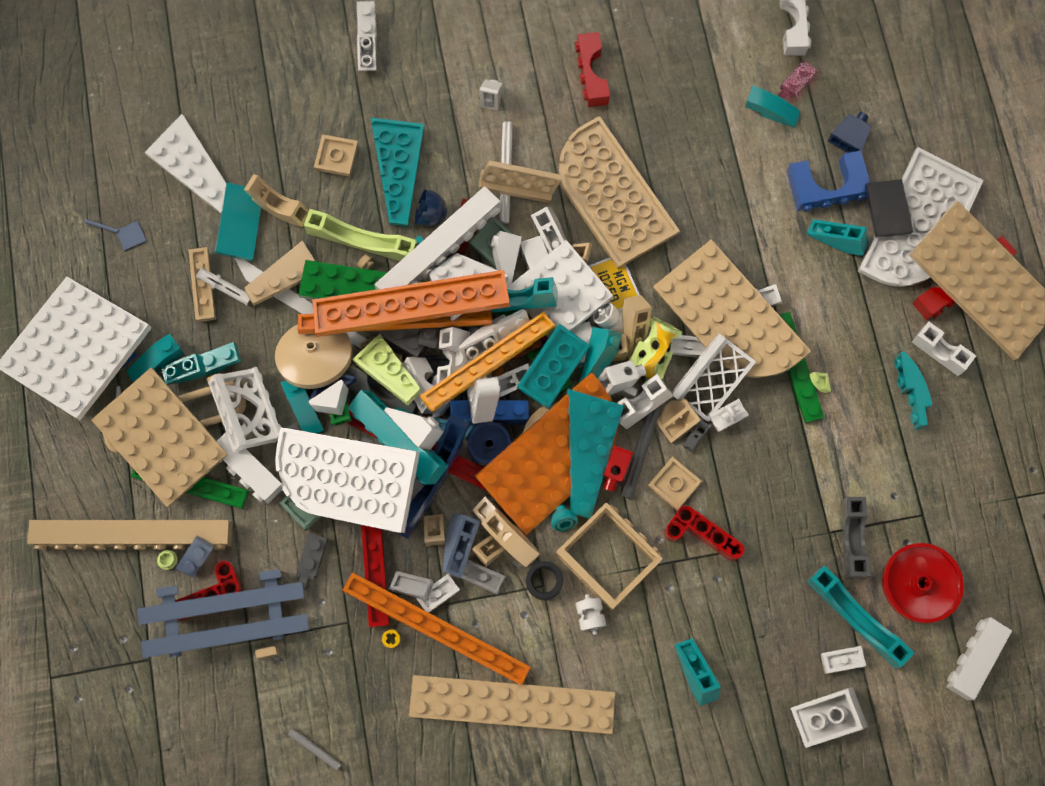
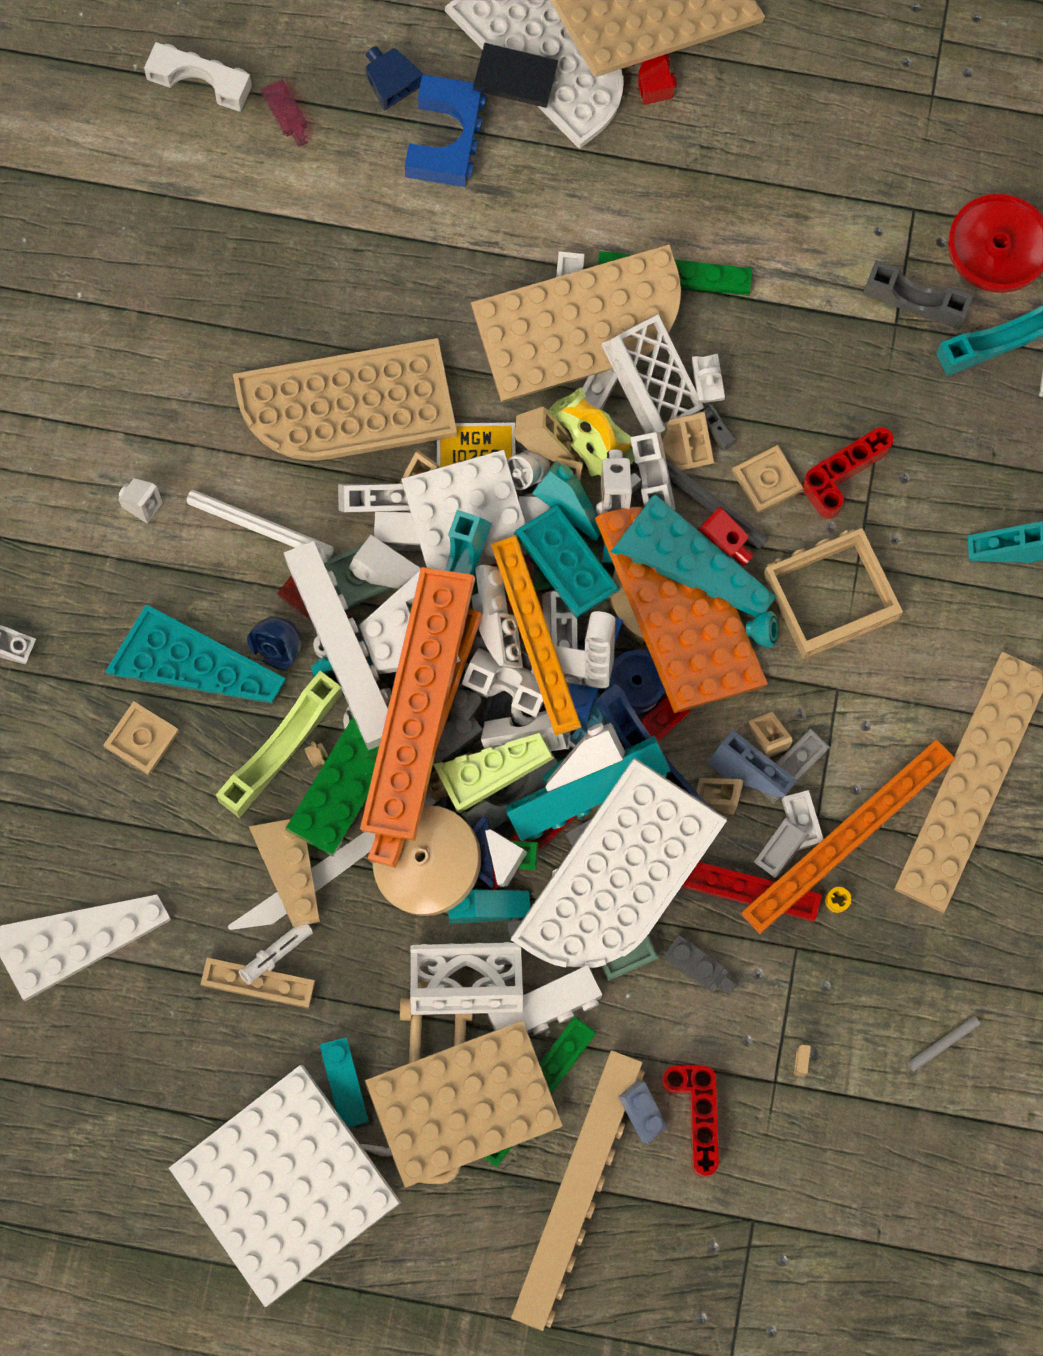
camera: 70 degrees left, 0 degrees up
(129, 235) = (139, 1062): sand blue piece -> none
(167, 559) = (629, 1153): yellowish green plate -> none
(171, 611) = (731, 1032): sand blue fence -> none
(201, 365) = (375, 1019): teal slope -> none
(237, 224) = (187, 901): teal tile -> none
(275, 203) = (186, 838): tan arch -> none
(506, 533) = (755, 706): tan slope -> none
(532, 186) = (291, 511): tan fence -> none
(559, 580) = (839, 663): black tyre -> none
(590, 613) = (898, 642): white wheel -> none
(596, 88) = (190, 364): red arch -> none
(772, 107) = (311, 156): teal slope -> none
(821, 381) = (705, 252): yellowish green tile -> none
(844, 237) = (524, 149): teal slope -> none
(912, 382) = (749, 146): teal slope -> none
(952, 357) = (738, 86): white arch -> none

